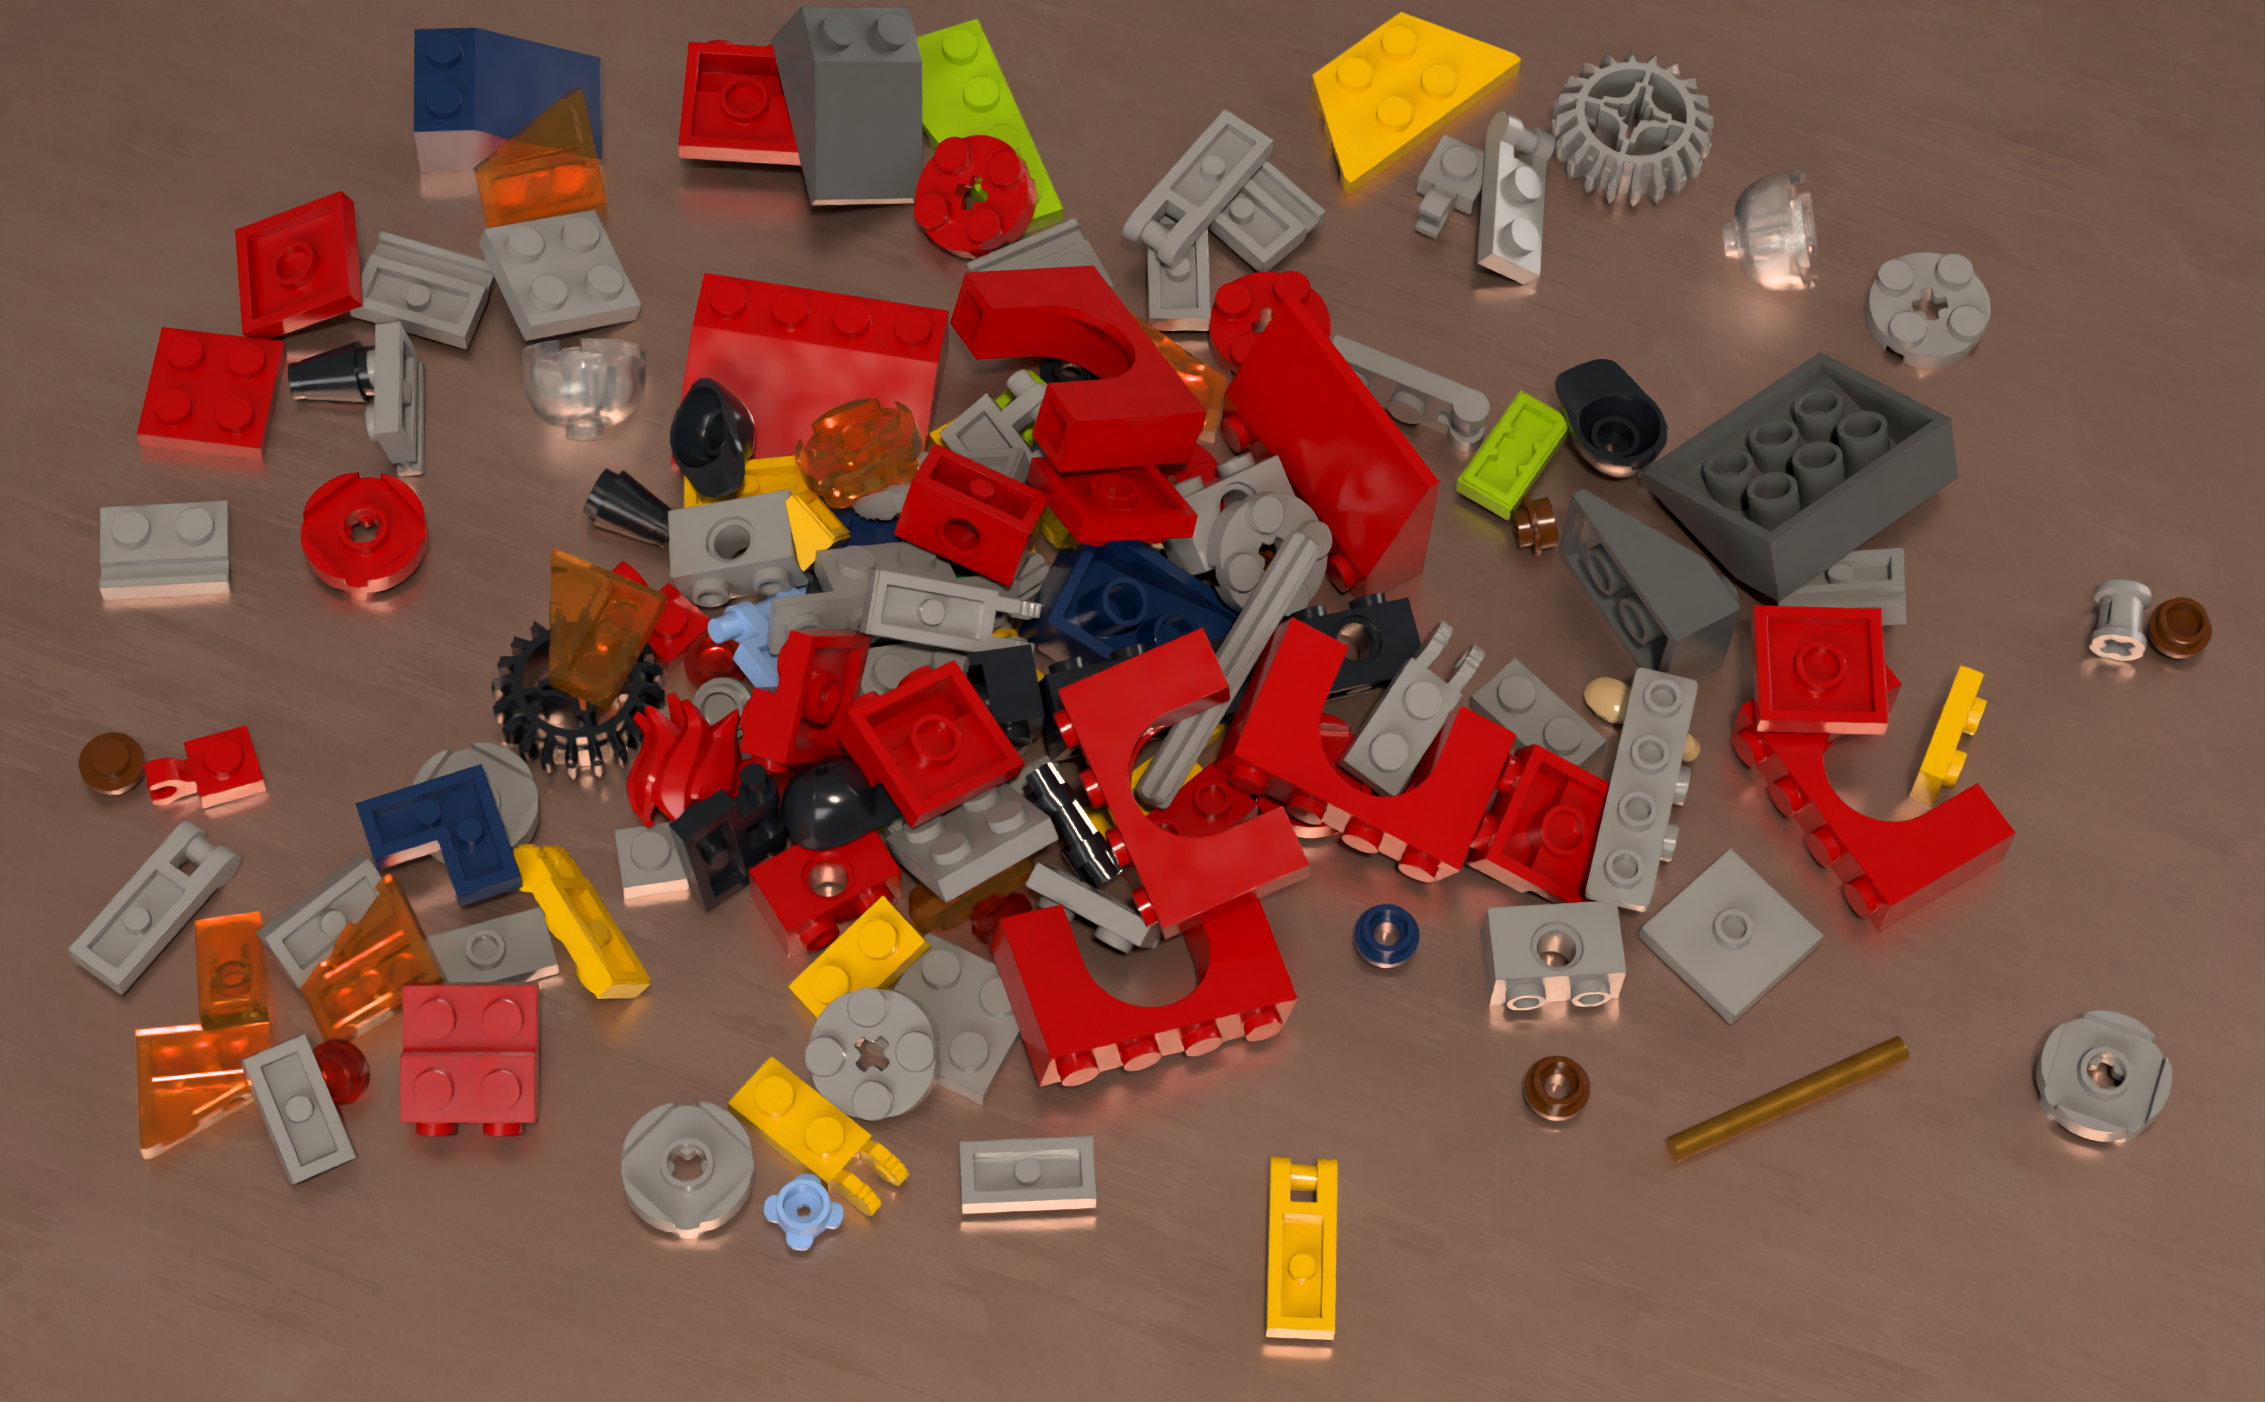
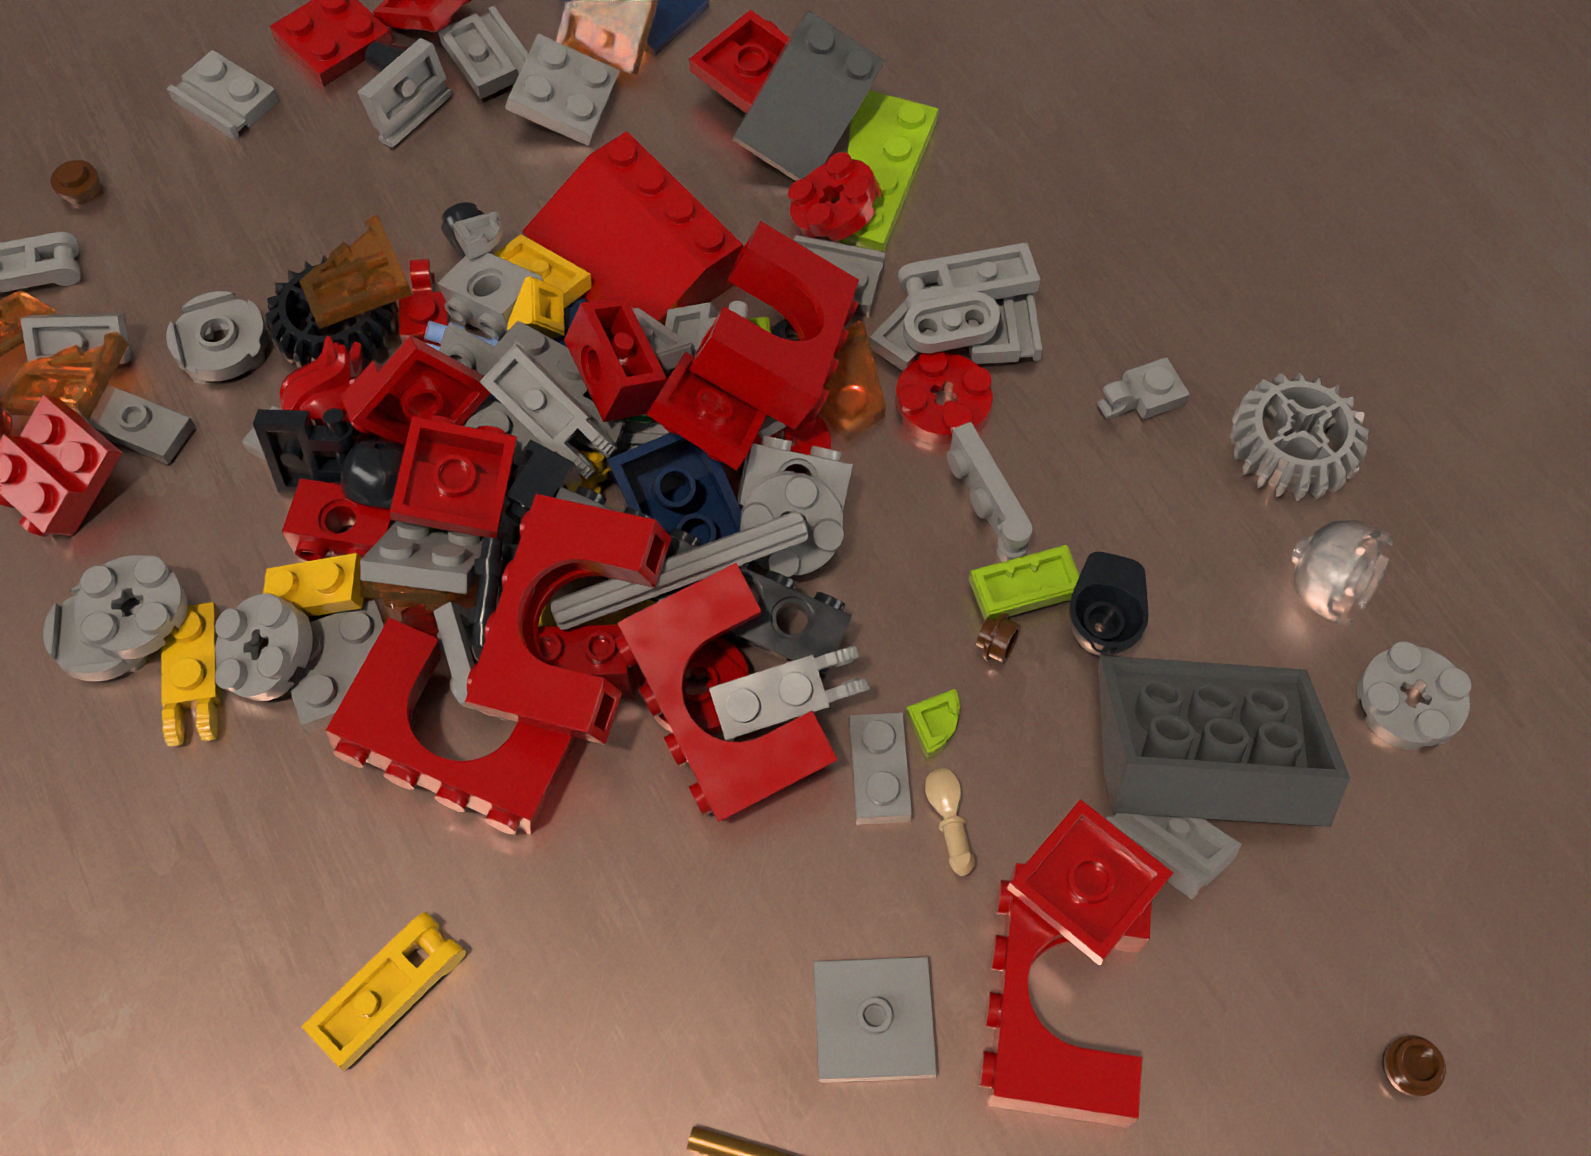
camera: 45 degrees right, 0 degrees up
(216, 767) = (120, 221): red plate -> none
(368, 566) = (326, 173): red plate -> none
(446, 816) = (178, 330): dark blue plate -> none
(581, 922) = (194, 443): yellow hinge -> none
(584, 385) = (507, 151): clear cylinder -> none
(661, 496) = (478, 234): none -> light grey tile
(712, 438) = (542, 225): black cap -> none
(714, 1151) = (109, 586): none -> light grey plate
(809, 1193) = (124, 701): light blue plate -> none
(845, 475) = (613, 278): clear orange plate -> none
(1027, 1174) = (274, 797): light grey plate -> none
(1221, 249) = (948, 321): none -> light grey plate
(1336, 449) = (884, 495): red slope -> none
(1393, 920) = (641, 813): dark blue plate -> none
(1401, 91) = (1165, 316): yellow wing -> none
(1513, 197) = (1175, 426): light grey plate -> none
(1541, 826) = (812, 847): red plate -> none
(1547, 645) = (935, 721): none -> lime tile
(1562, 1071) = (648, 1008): reddish brown plate -> none
(1580, 931) = (721, 900): light grey brick -> none
(1642, 791) = (891, 870): light grey bracket -> none
(1649, 589) = (1029, 744): dark grey slope -> none
(1942, 759) = (1180, 994): yellow plate -> none
(2120, 619) = (1370, 1022): light grey bush -> none

